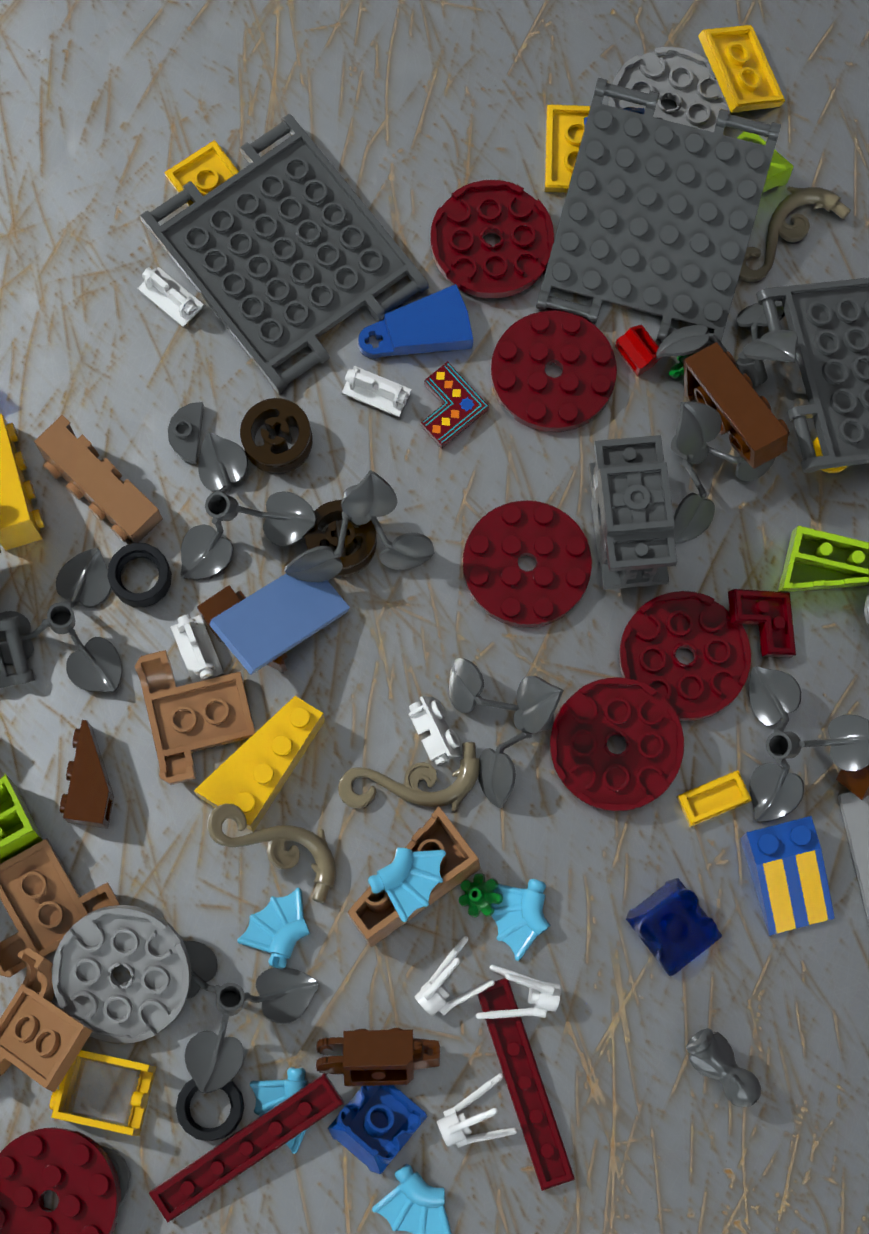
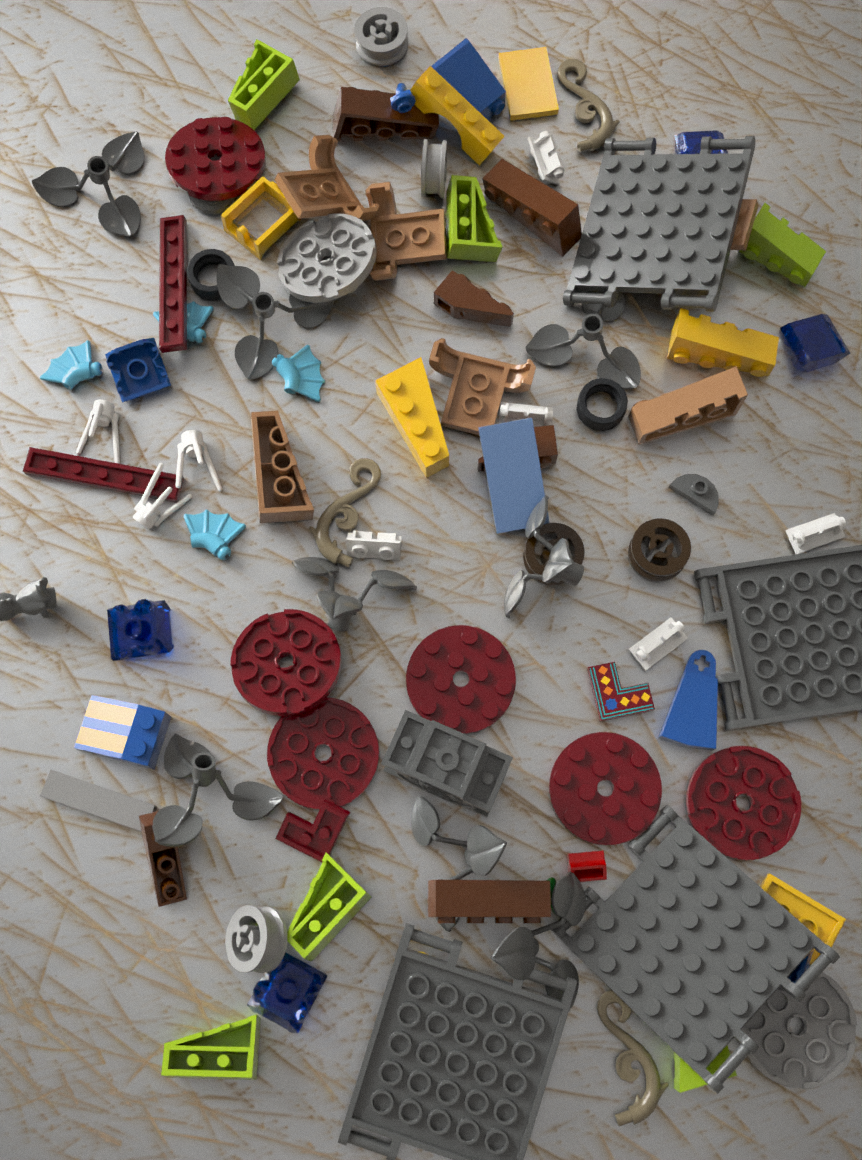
camera: 120 degrees right, 0 degrees up
(219, 465) = (597, 457): dark grey plant -> none
(277, 835) = (358, 395): dark tan plant -> none
(377, 1056) = (175, 388): reddish brown hinge -> none
(409, 879) = (273, 458): medium azure arm -> none
(485, 897) = (241, 512): green plant -> none
(714, 798) = (209, 713): yellow tile -> none
(741, 68) = (800, 1111): yellow tile -> none

